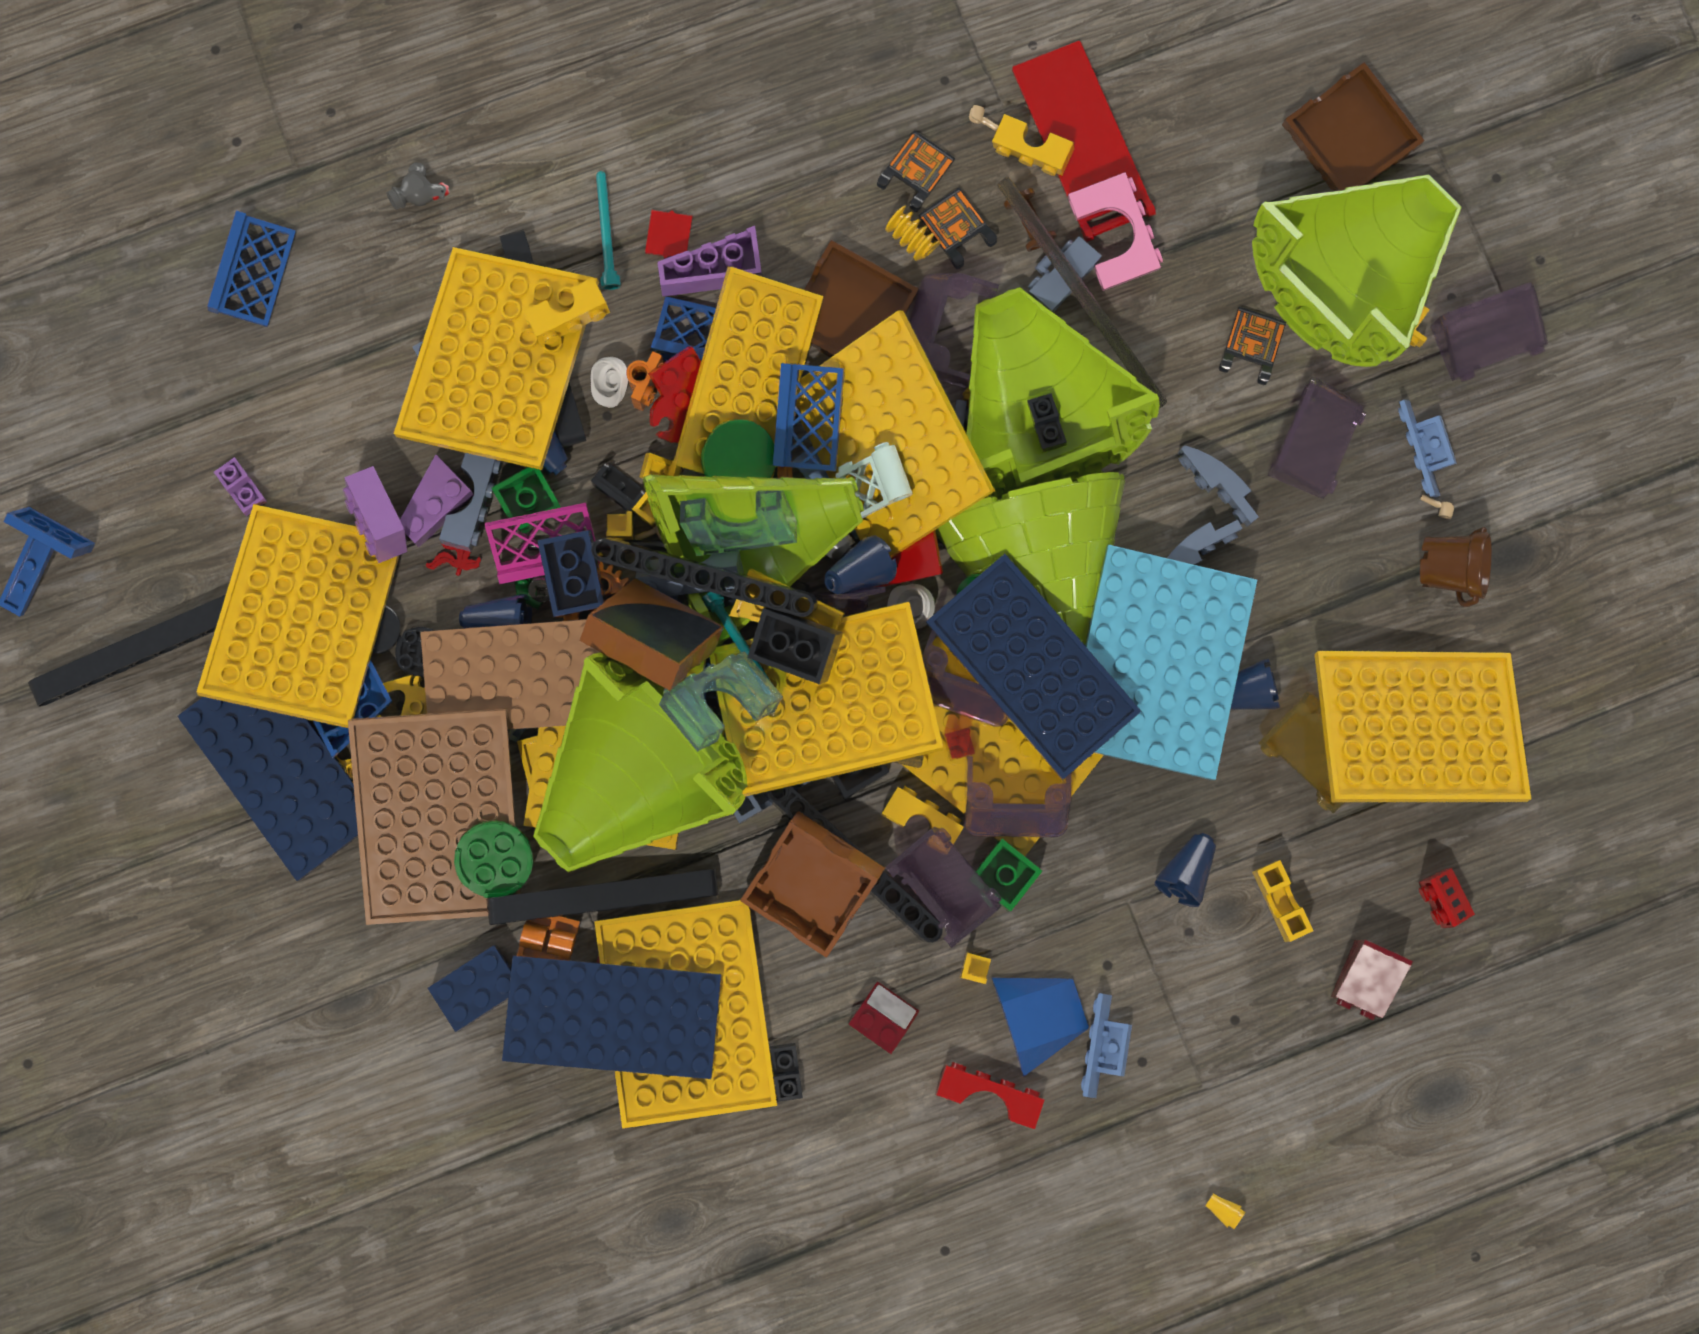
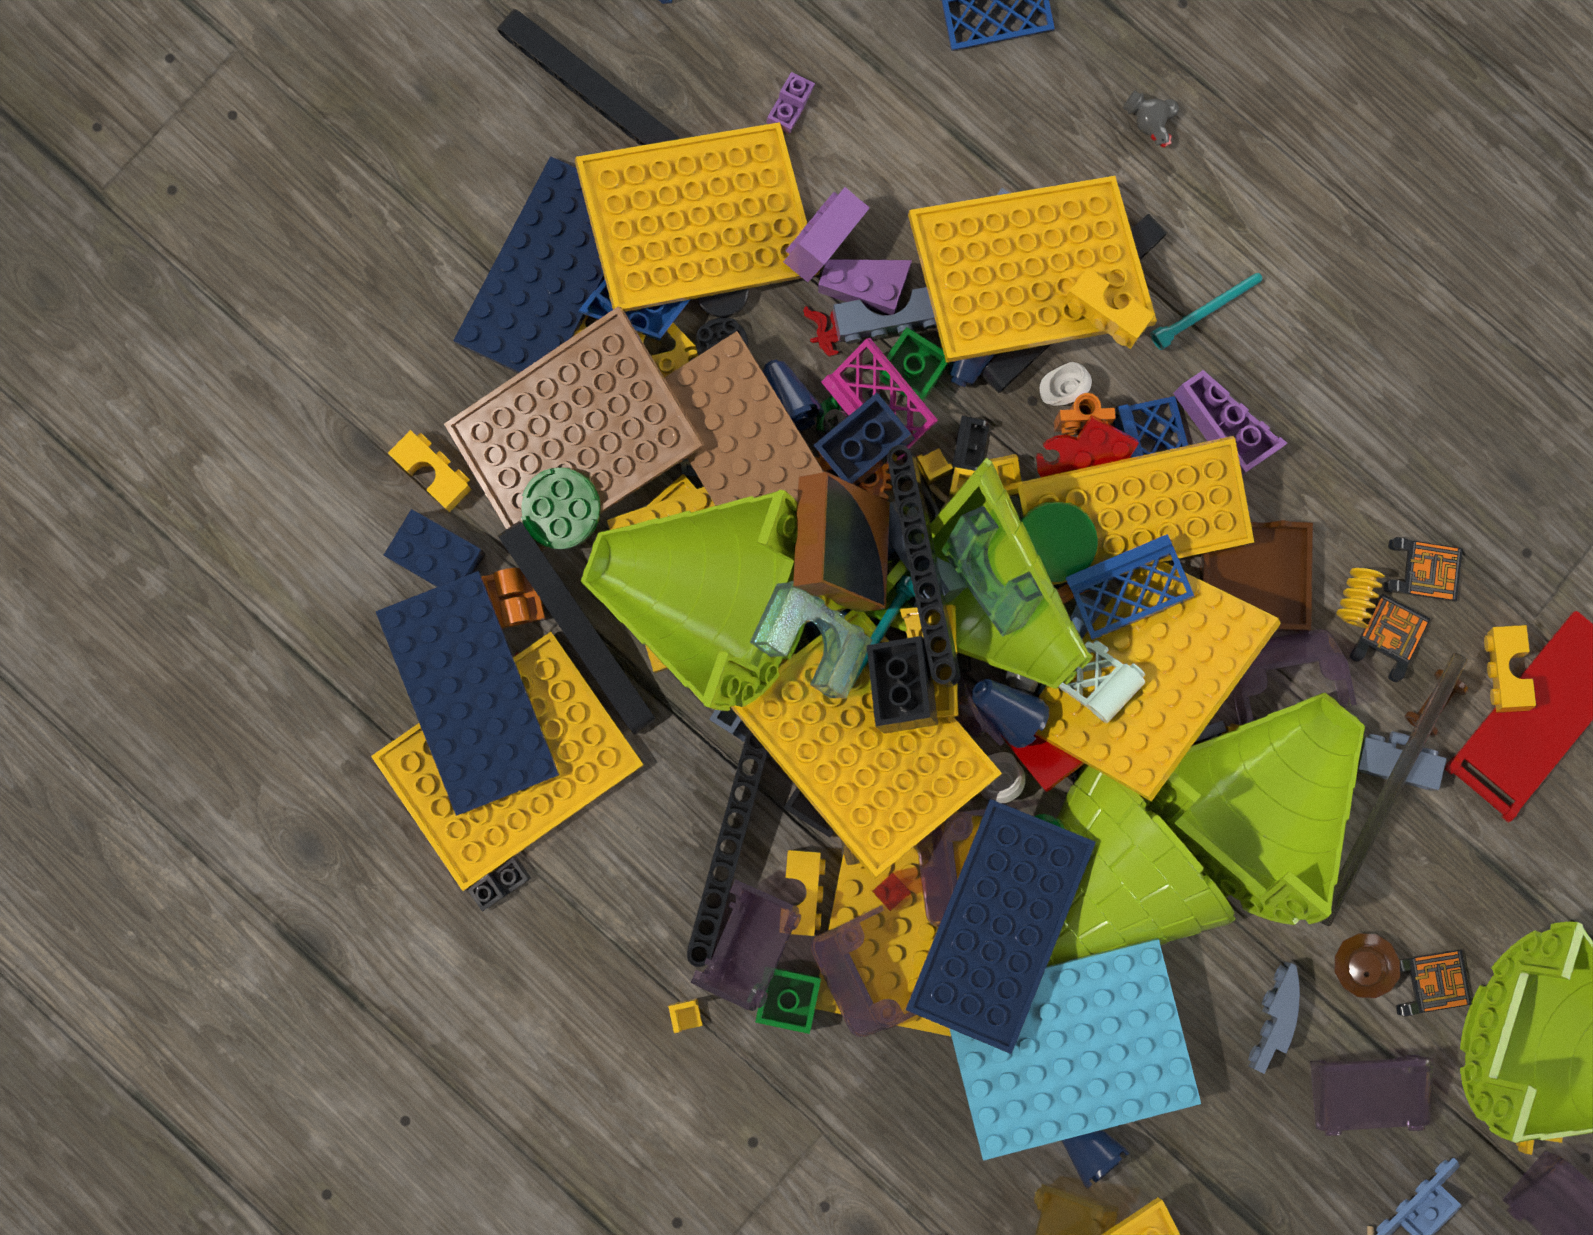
camera: 75 degrees right, 0 degrees up
(378, 962) = (414, 452): none -> yellow arch
(668, 233) = (1236, 368): red piece -> none
(812, 884) = (686, 818): dark orange tile -> none
(883, 1017) = (594, 950): dark red slope -> none
(976, 116) = (1508, 601): tan hand -> none
(1021, 1106) = (567, 1055): red arch -> none
(1040, 1016) = (671, 1101): blue wedge -> none
(1046, 422) = (1246, 819): black slope -> none
(1107, 1047) = (673, 1182): medium blue bracket -> none
(1118, 196) = (1506, 776): bright pink arch -> none
(1188, 871) = (882, 1177): dark blue cone -> none
(1203, 386) = (1371, 955): none -> reddish brown hat
(1204, 541) = (1211, 1031): sand blue slope -> none

